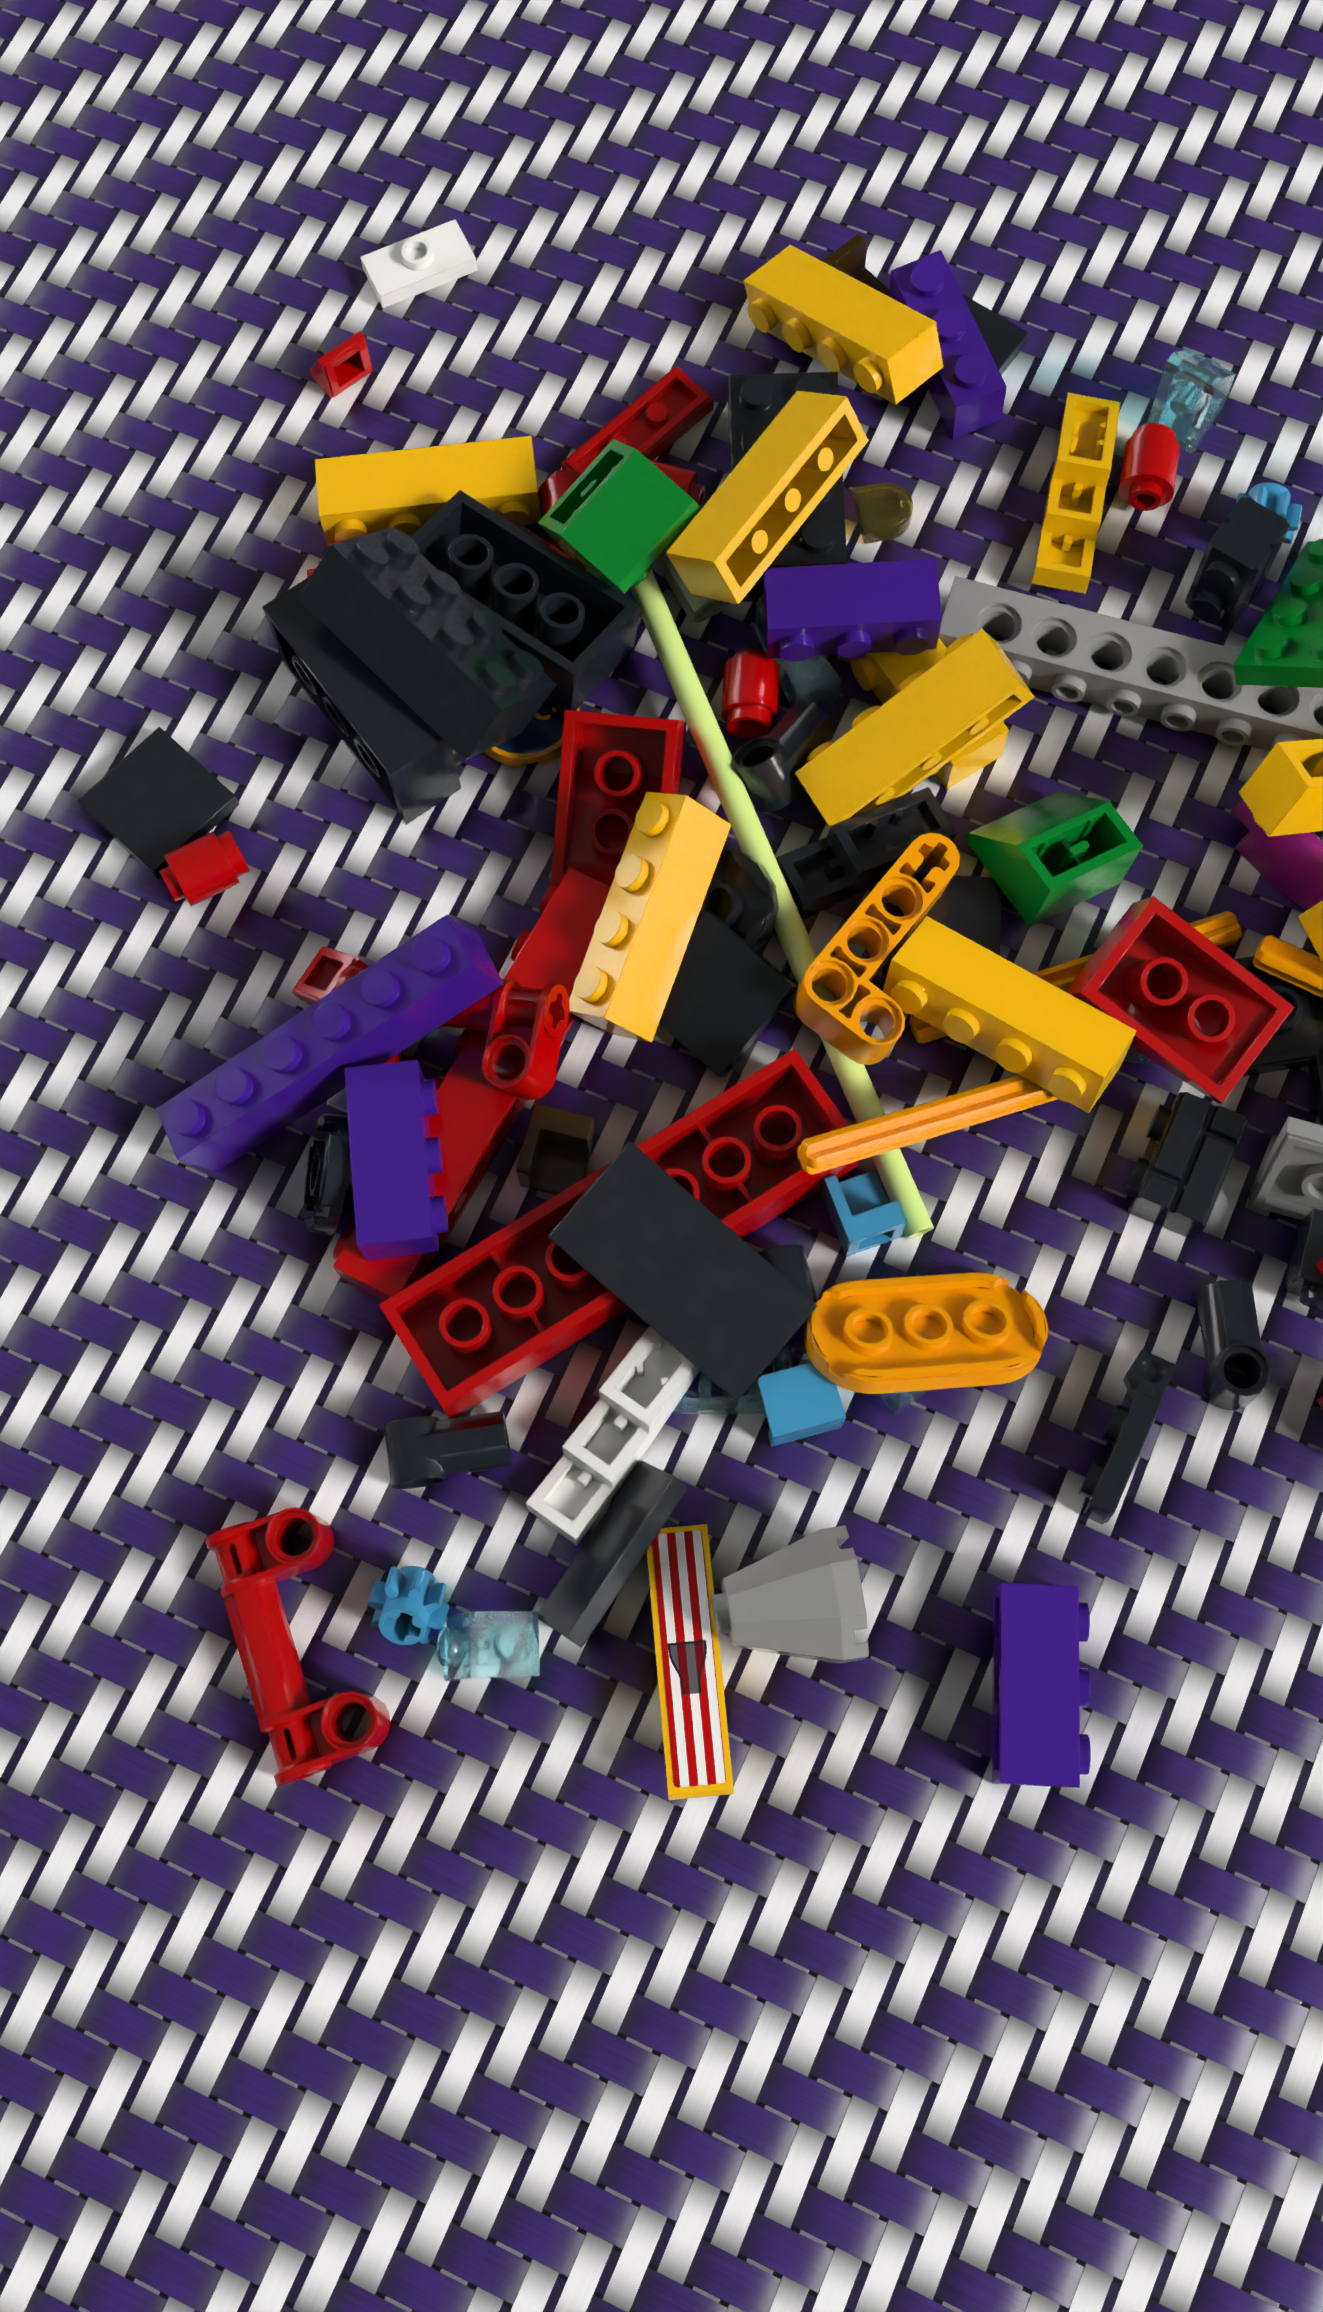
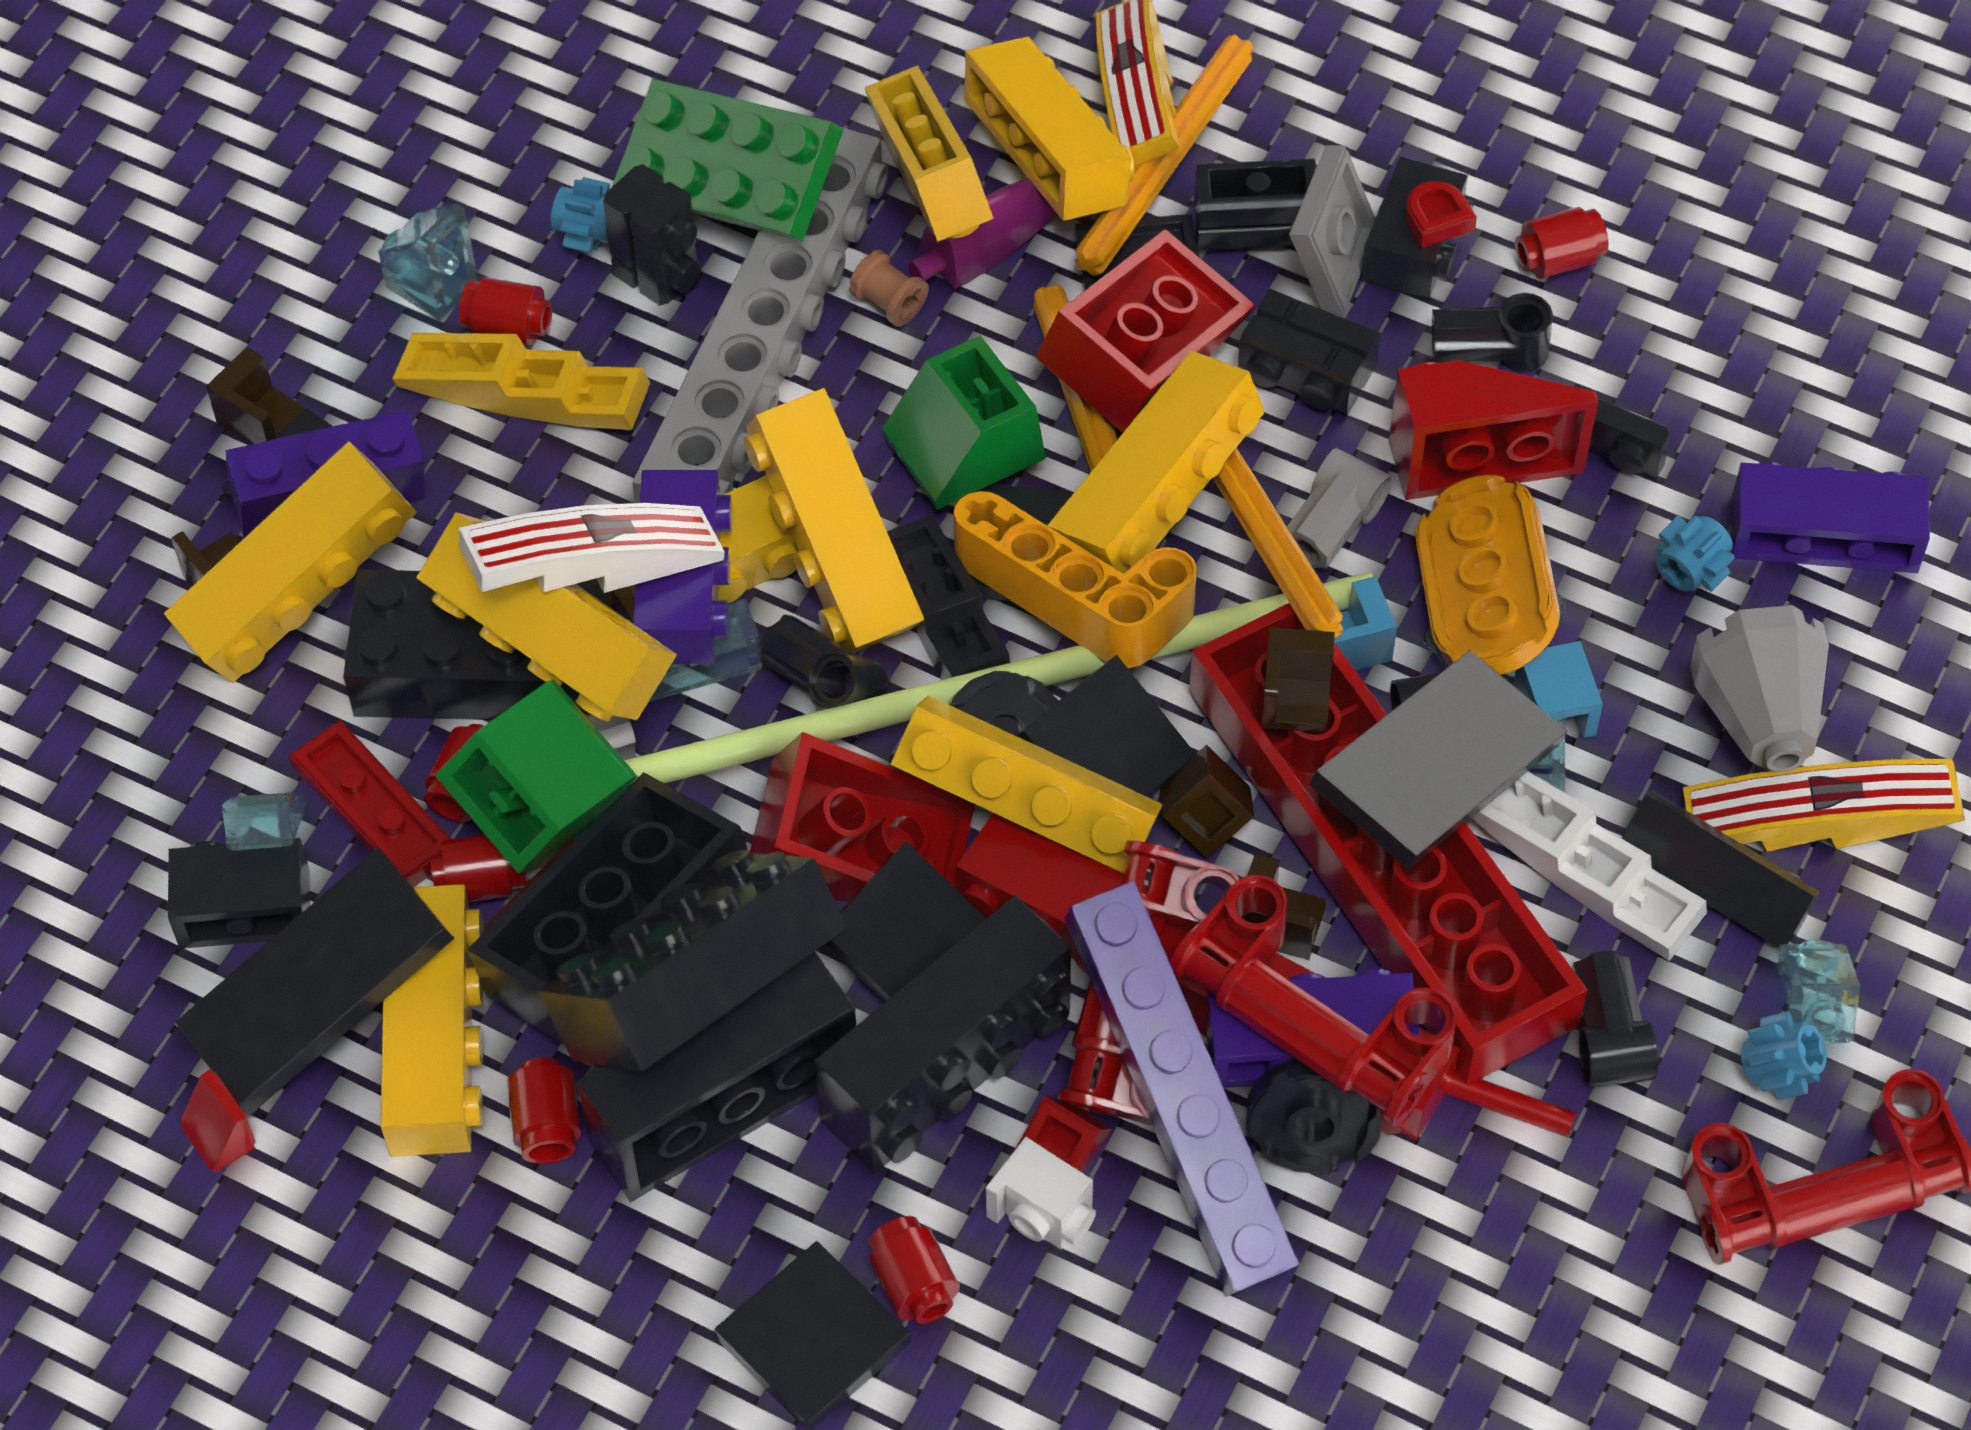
camera: 90 degrees left, 15 degrees down
(269, 963) = (1041, 1196): none -> white brick
(315, 1201) = (1231, 961): none -> red piece
(375, 1367) = (1513, 1104): none -> red bar
(394, 855) = (945, 1035): none -> black brick
(419, 263) = (80, 1036): white plate -> none
(451, 400) = (314, 980): none -> black tile
(513, 841) = (901, 923): none -> black tile
(542, 346) = (235, 894): none -> black brick
(598, 341) = (262, 820): none -> clear light blue slope
(664, 1083) = (1206, 801): none -> dark brown panel
(749, 1133) = (1298, 679): none -> dark brown panel
(750, 694) = (740, 696): red brick -> none
(819, 503) = (588, 542): none -> slope
(975, 1541) = (1694, 553): none -> dark azure gear
(1018, 1203) = (1340, 499): none -> light grey piece
(1029, 288) = (247, 400): none -> dark brown panel
(1092, 1304) = (1485, 421): none -> red slope
(1217, 782) = (888, 288): none -> nougat bush

